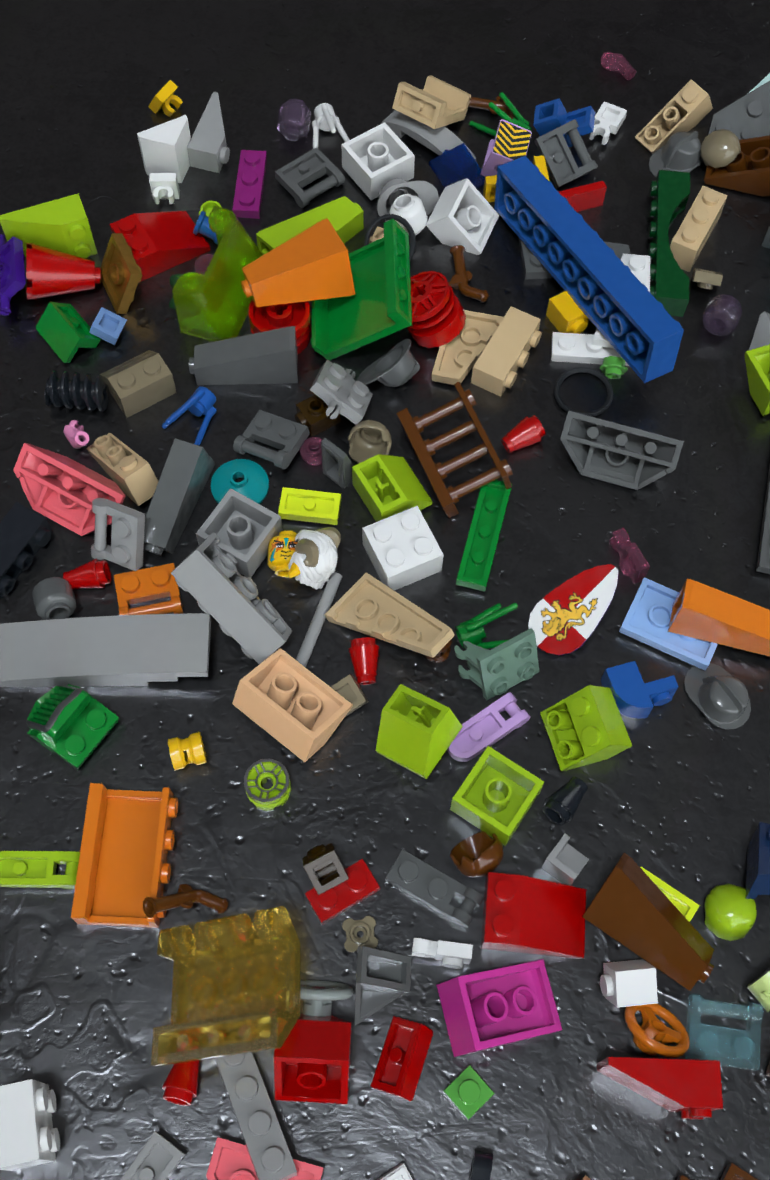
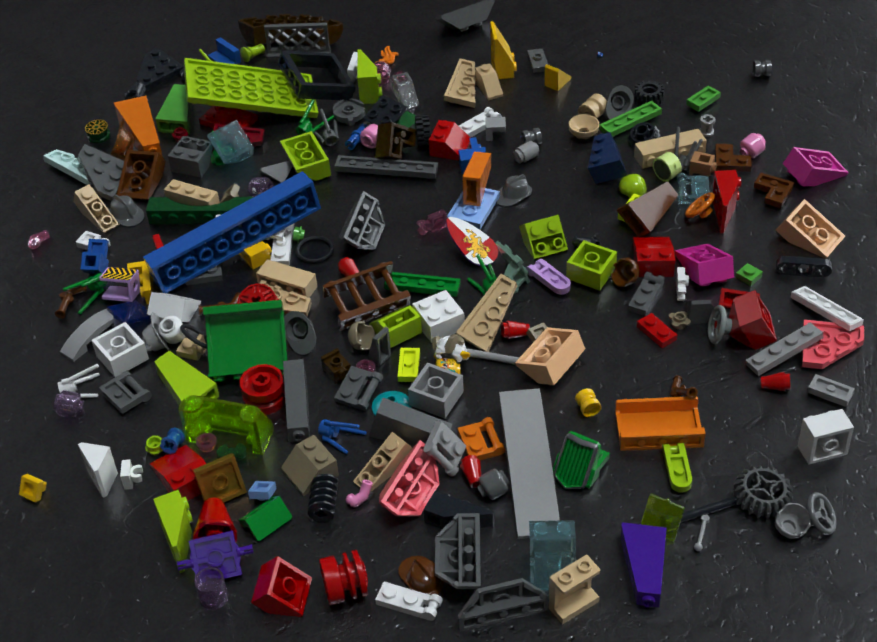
camera: 90 degrees left, 20 degrees down
(208, 144) = (68, 451): light grey slope -> none
(229, 987) = (731, 351): clear yellow slope -> none
(231, 600) = (486, 381): light grey wedge -> none
(250, 184) = (125, 428): magenta plate -> none
(258, 775) = (599, 359): lime wheel -> none
(301, 269) = (232, 358): orange slope -> none
(322, 862) = (647, 330): brick -> none
(341, 392) = (327, 344): light grey plate -> none
(415, 731) = (560, 297): lime slope -> none
(434, 105) = (69, 324): tan panel -> none
(559, 157) = (121, 255): dark grey plate -> none
(564, 862) = (620, 243): light grey panel -> none
(629, 983) = (680, 214): white brick -> none
(633, 695) = (517, 216): blue brick -> none
(720, 148) = (128, 185): dark tan hair -> none

